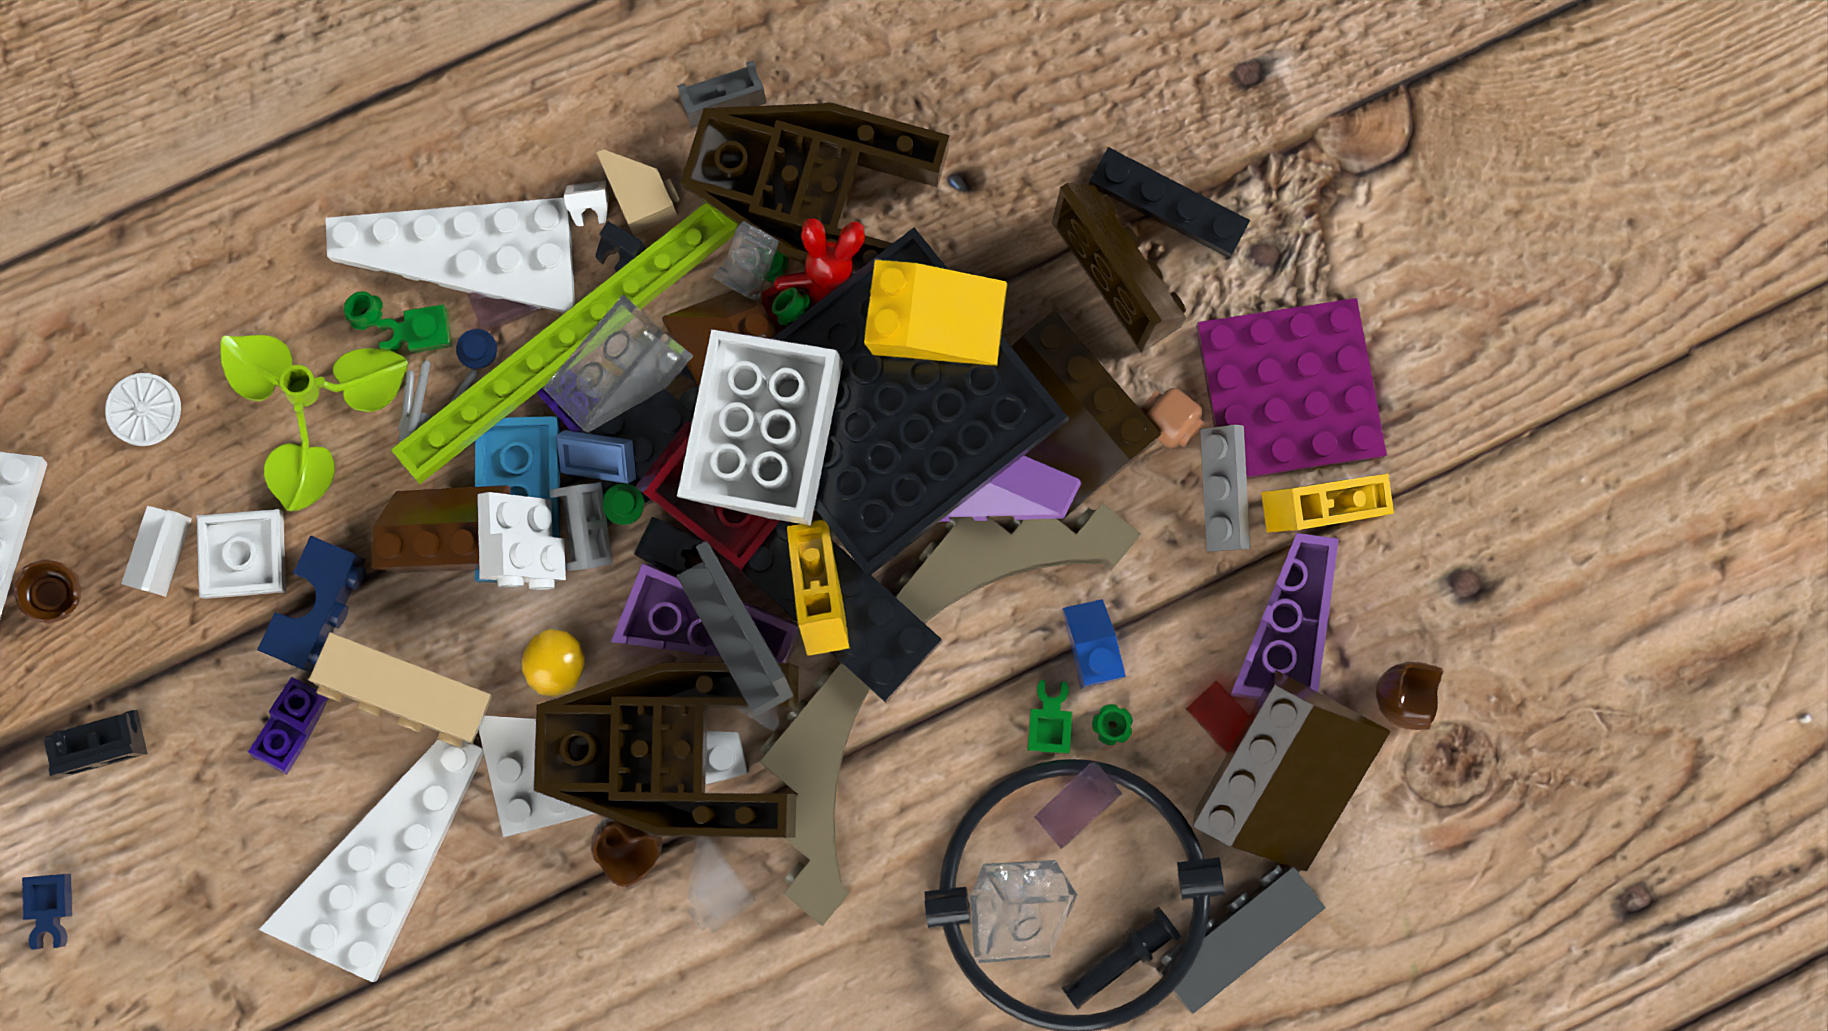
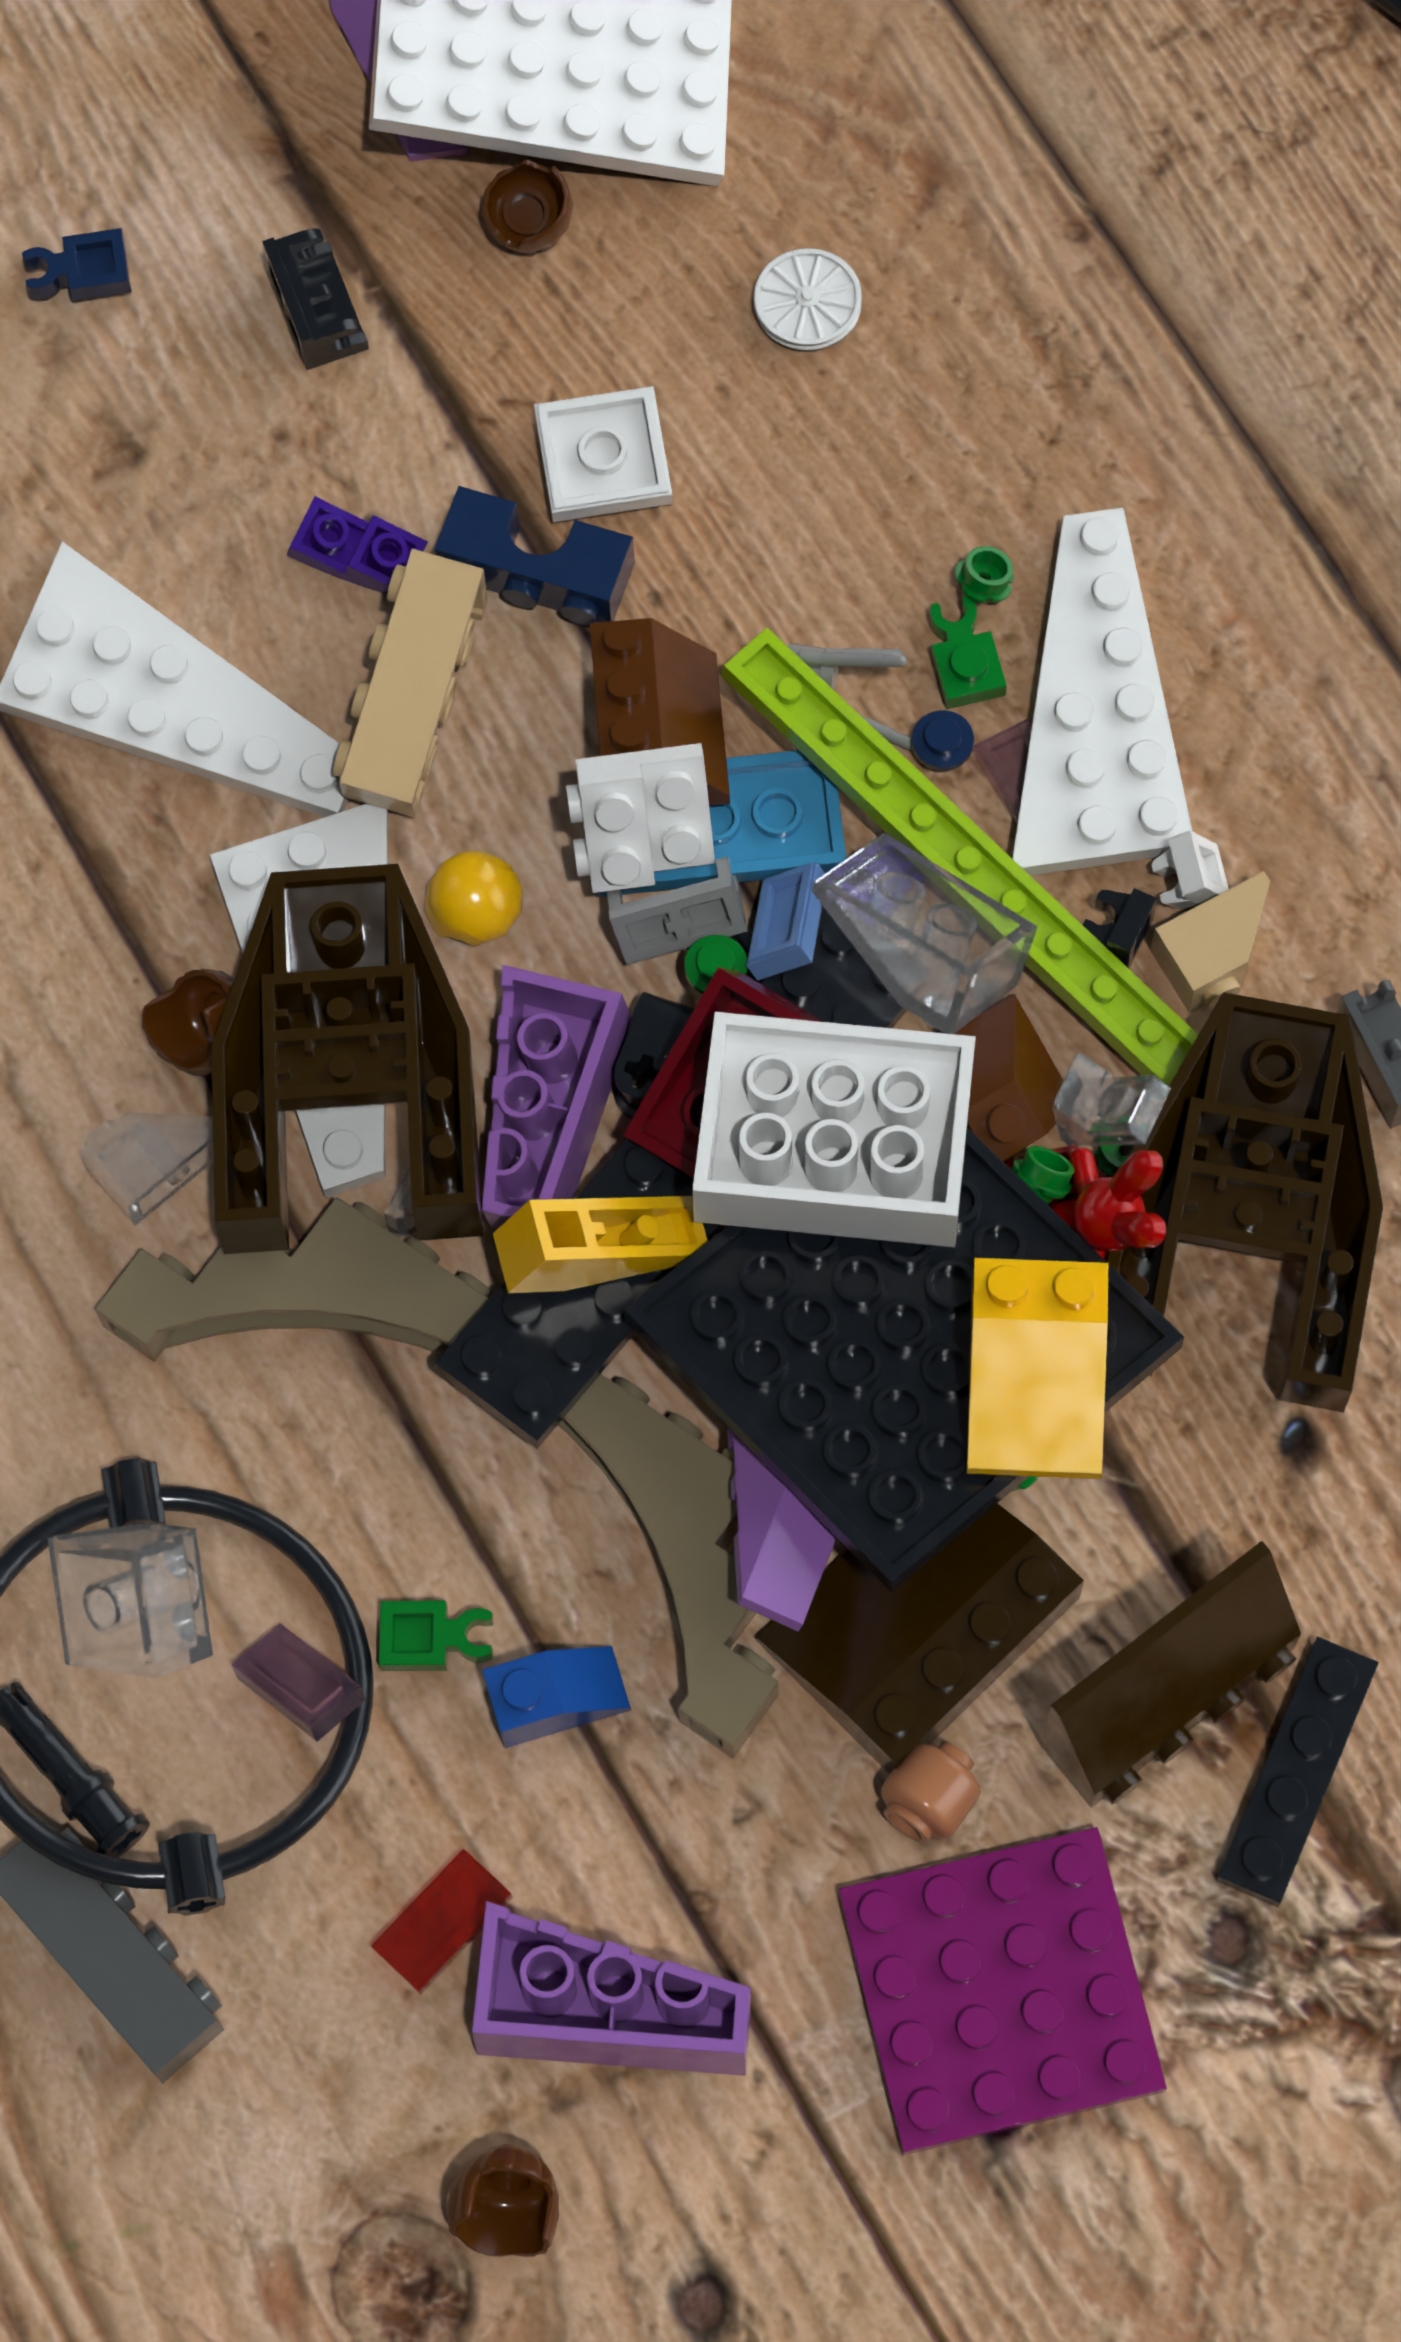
camera: 90 degrees right, 10 degrees down
(156, 550) = (599, 343): white panel -> none
(262, 362) = (877, 444): lime plant -> none
(734, 633) = (518, 1121): dark grey fence -> none
(1109, 713) = (425, 1718): green plate -> none
(1225, 488) = (821, 1883): light grey plate -> none
(1289, 774) = (361, 2000): dark brown slope -> none
(1327, 503) = (813, 2056): yellow slope -> none

